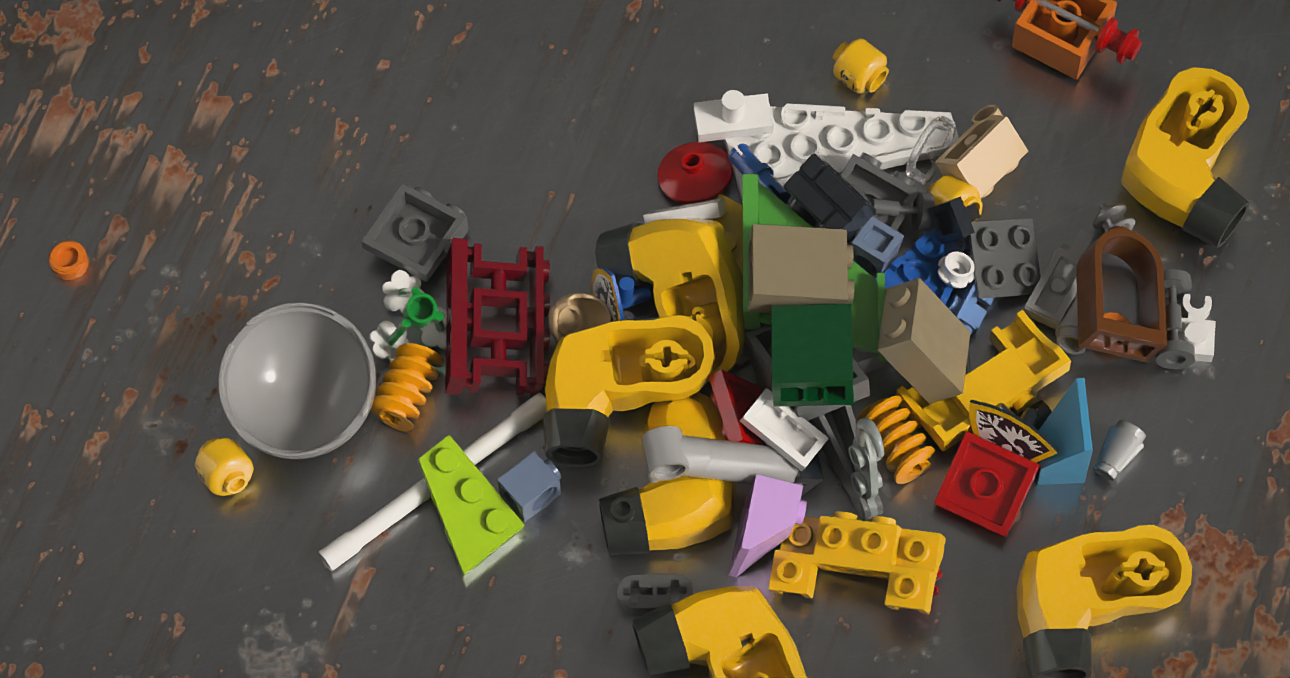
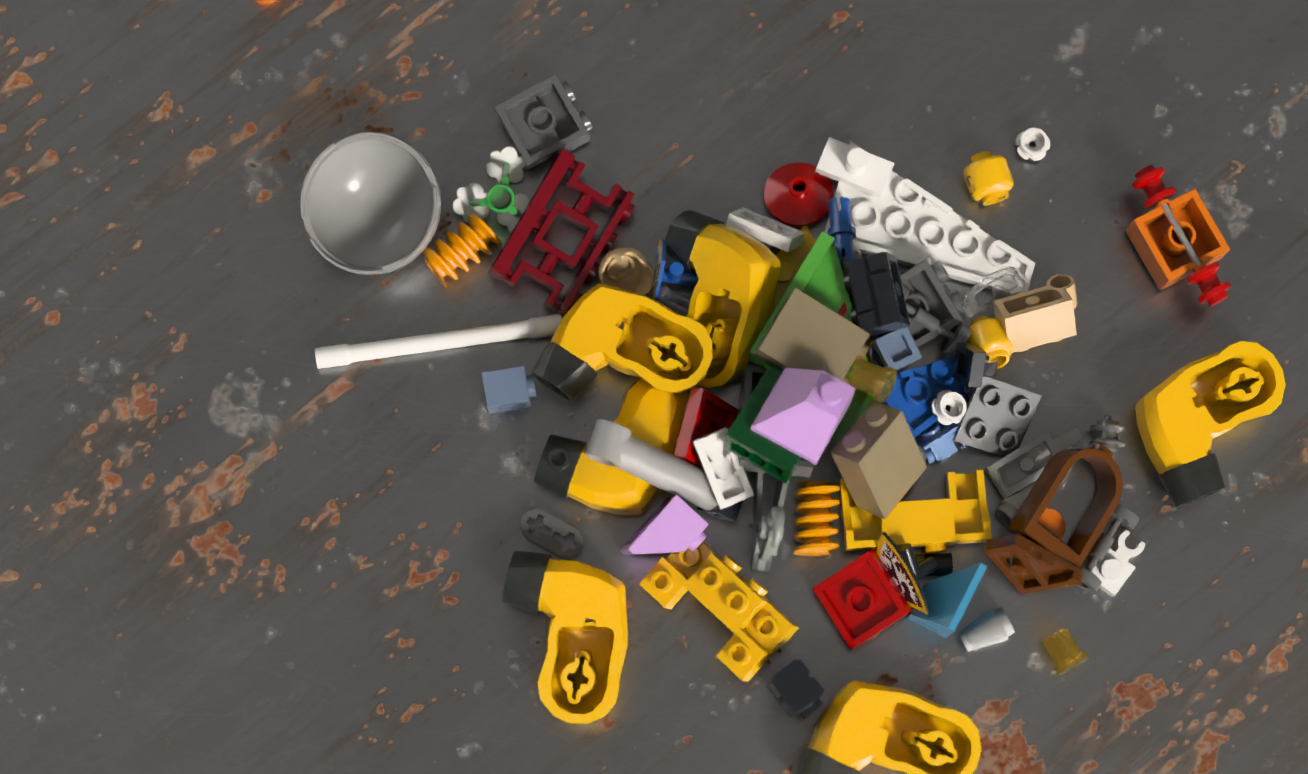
camera: 25 degrees right, 15 degrees up
(223, 466) = (282, 235): yellow head -> none
(468, 505) = (450, 377): lime wing -> none
(831, 321) = (804, 411): none -> lavender slope
(874, 268) = (873, 379): none -> clear yellow bush
(884, 10) = (1039, 138): none -> white plate
(979, 595) = (796, 689): none -> black brick
(1121, 364) = (1030, 565): none -> reddish brown wing
(1202, 428) = (1064, 651): none -> clear yellow bush

